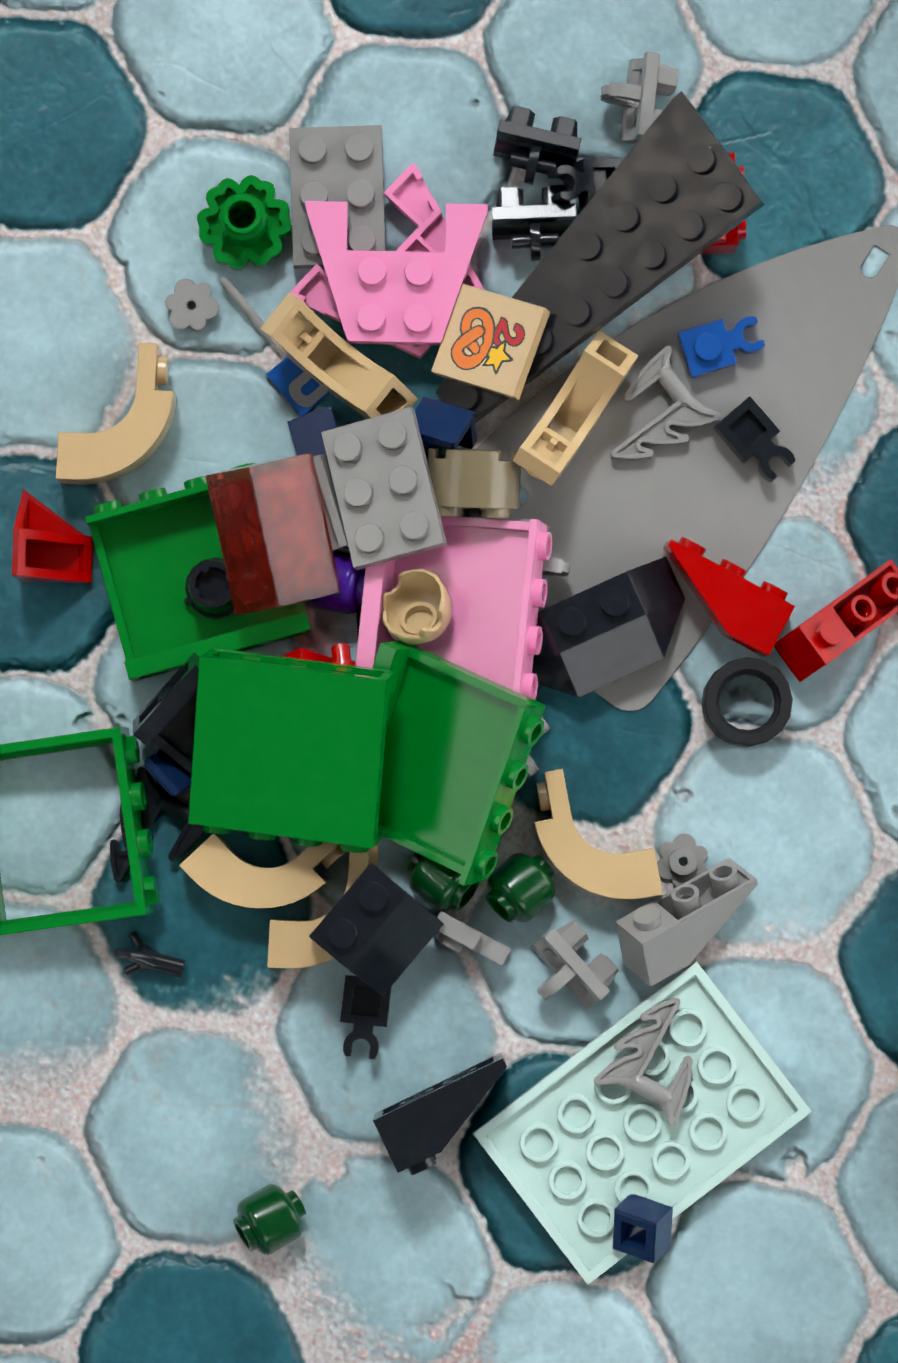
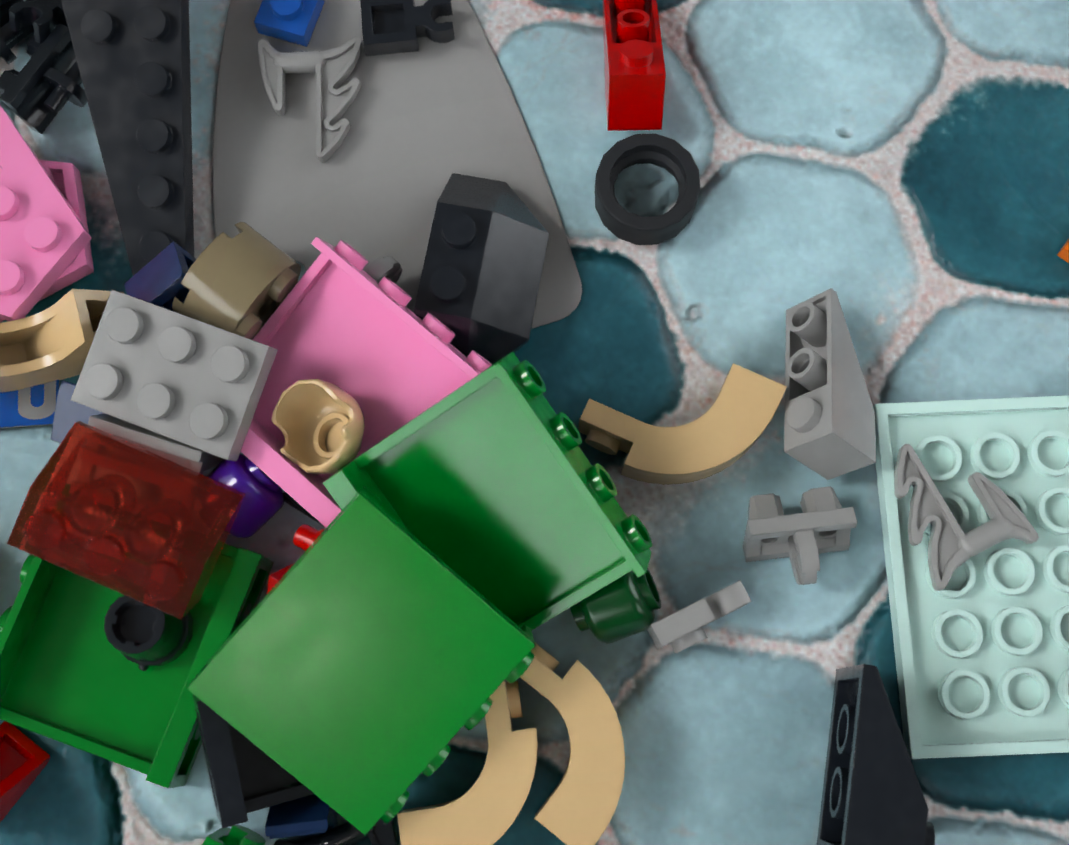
camera: 50 degrees left, 10 degrees down
(364, 1009) = (697, 780): black plate -> none
(376, 929) = (625, 707): black slope -> none
(490, 341) = (119, 180): tan tile -> none
(520, 887) = (681, 527): dark green head -> none
(575, 409) = (247, 149): tan arch -> none
(682, 846) = (746, 345): light grey plant -> none
(736, 606) = (541, 137): red slope -> none

